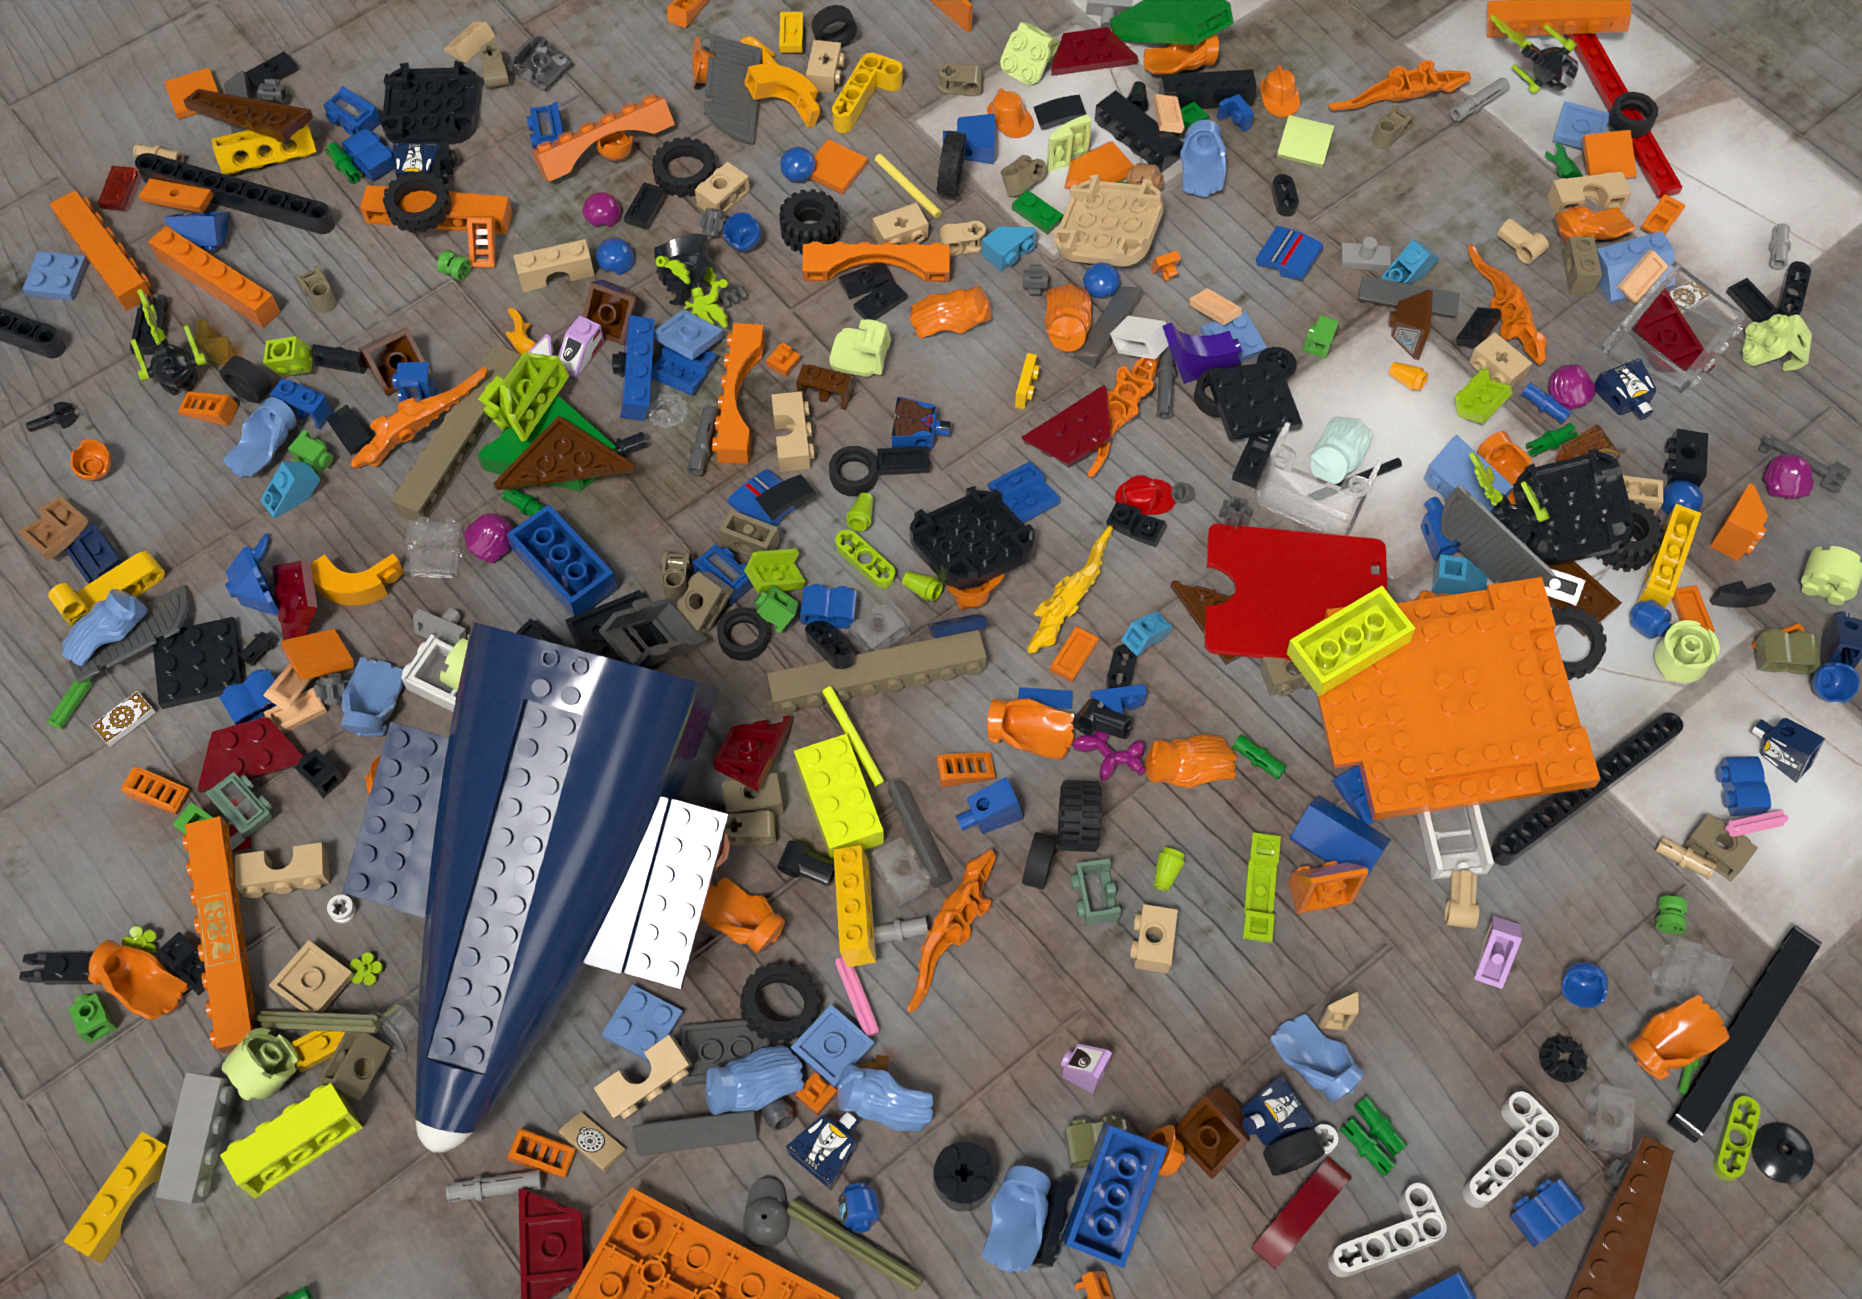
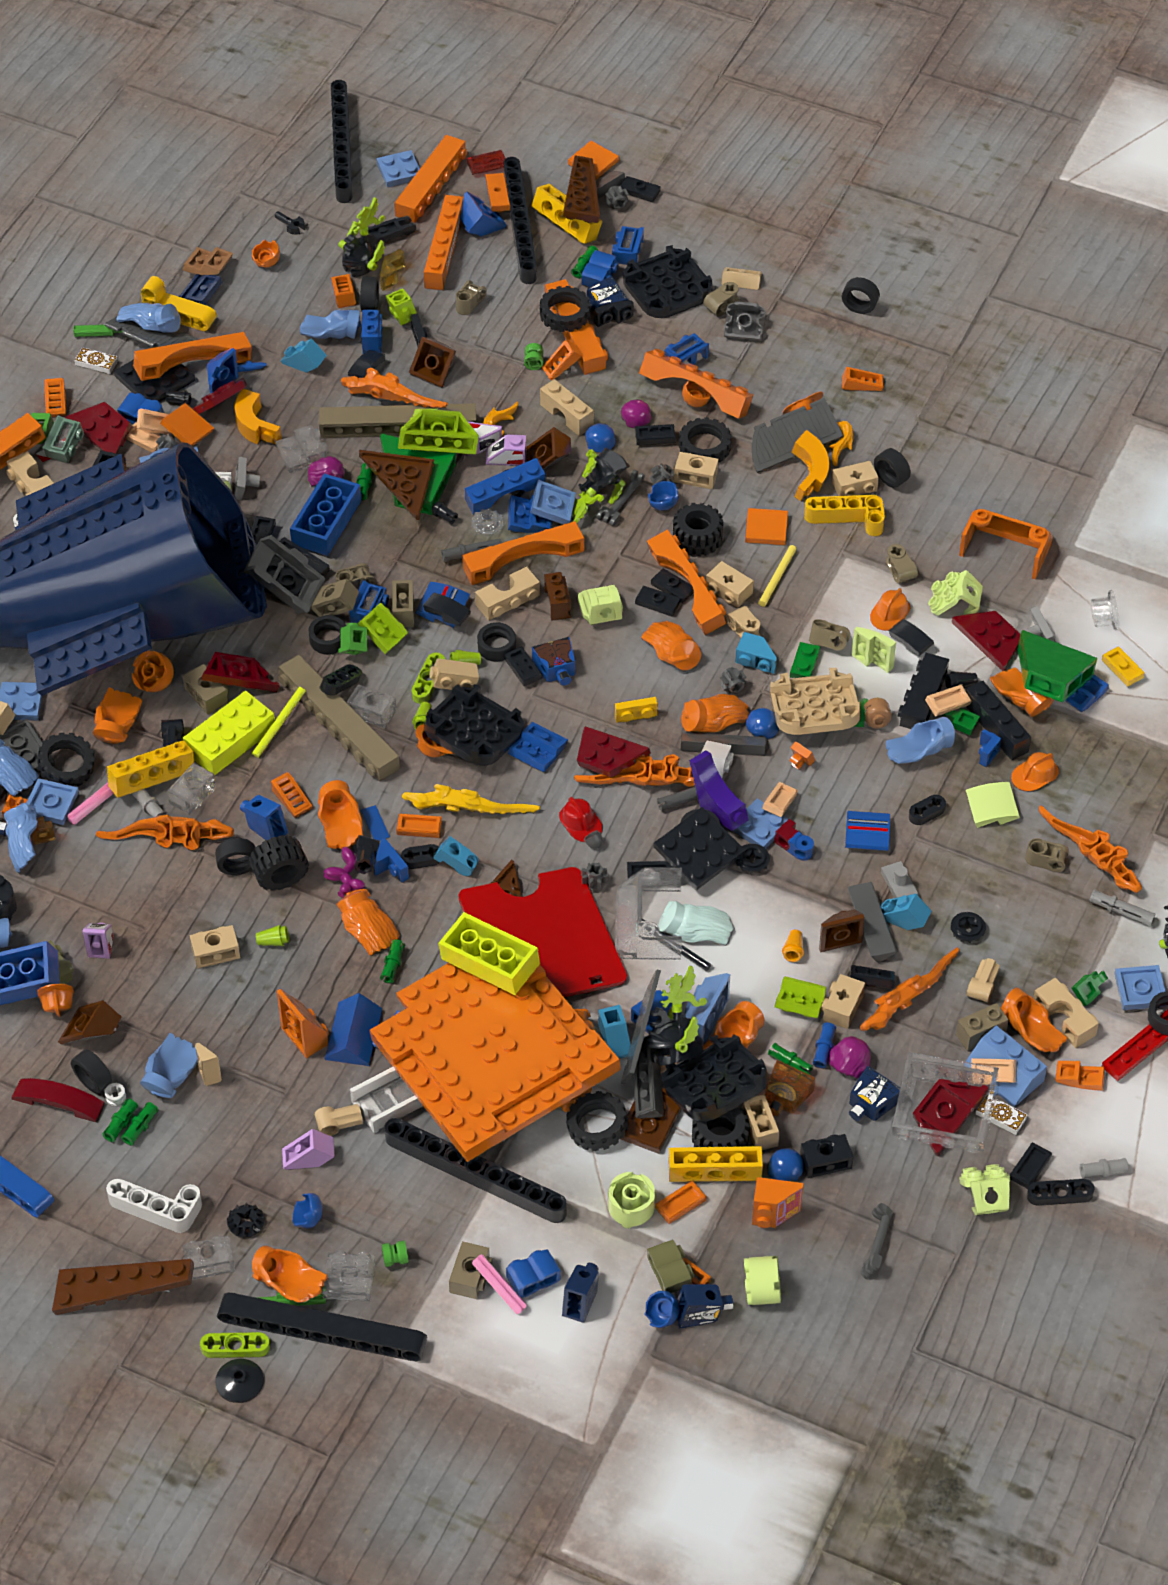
camera: 65 degrees right, 10 degrees down
(157, 150) = (527, 168): tan pin -> none
(191, 649) = (155, 361): none -> orange arch
(310, 451) = (337, 354): bright green brick -> none
(414, 381) = (412, 372): blue window -> none
(752, 828) = (181, 695): dark tan piece -> none
(783, 360) = (570, 566): orange tile -> none
(791, 32) = (870, 449): yellow plate -> none
(797, 164) = (748, 501): blue hair -> none
(832, 605) = (376, 670): blue brick -> none
(888, 527) = (450, 673): none -> tan brick
(919, 833) = (227, 788): dark grey slope -> none
(951, 164) = (794, 573): black tyre -> none
(957, 625) = (398, 745): dark blue plate -> none
(979, 137) = (847, 595): blue torso -> none
(1095, 892) = (233, 901): sand green window -> none
(1103, 160) = (875, 682): orange tile -> none
(1135, 525) = (550, 821): black slope -> none
(1260, 887) = (310, 990): lime slope -> none
(1274, 318) = (793, 841): none -> leg
(1275, 1113) = (115, 1050): dark blue torso -> none
(1320, 336) = (795, 876): bright green brick -> none
(1385, 1238) = (58, 1148): white beam -> none
(1457, 229) = (974, 921): none -> black gear
(1546, 1211) = (121, 1238): blue brick -> none
(1609, 153) = (1117, 1014): orange tile -> none
(1650, 619) = (654, 1167): blue head -> none
(1686, 857) = (449, 1251): tan pin -> none
(1738, 596) = (710, 1225): black slope -> none
(1789, 477) = (852, 1234): magenta hair -> none

